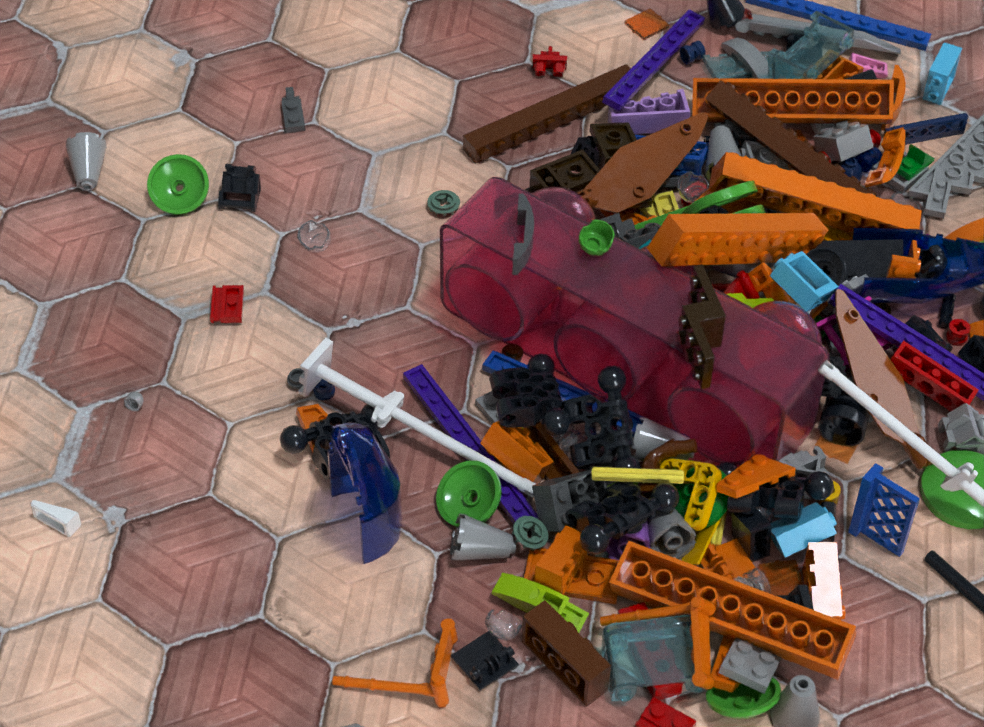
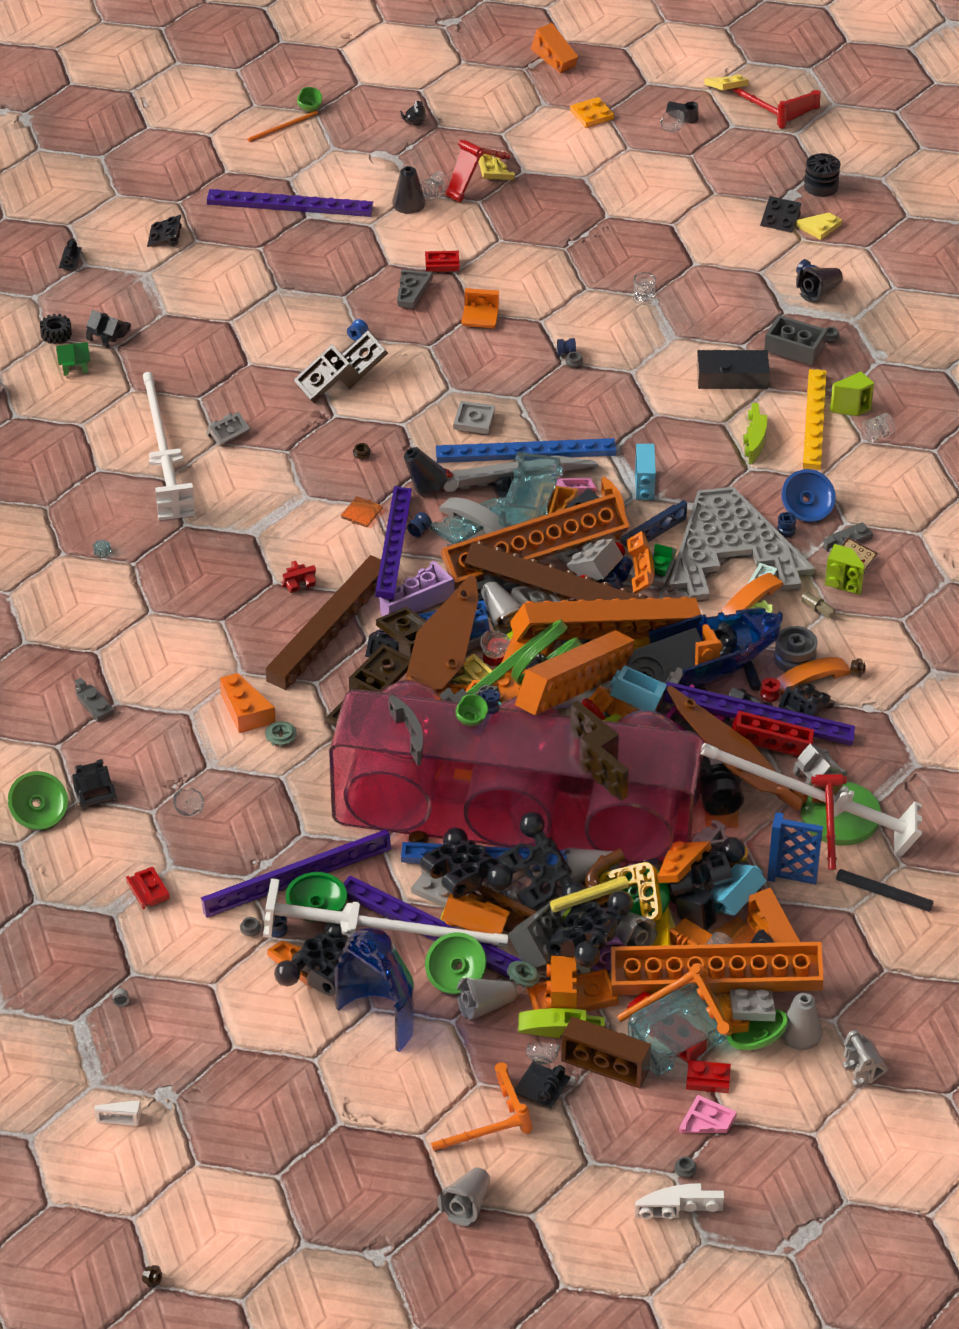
camera: 25 degrees left, 5 degrees down
(376, 342) = (323, 862): none -> dark purple plate
(376, 369) = (317, 891): none -> green dish
(425, 163) = (246, 704): none -> orange wedge
(623, 235) = (492, 698): none -> dark blue wheel
(955, 456) = (830, 784): none -> red piece

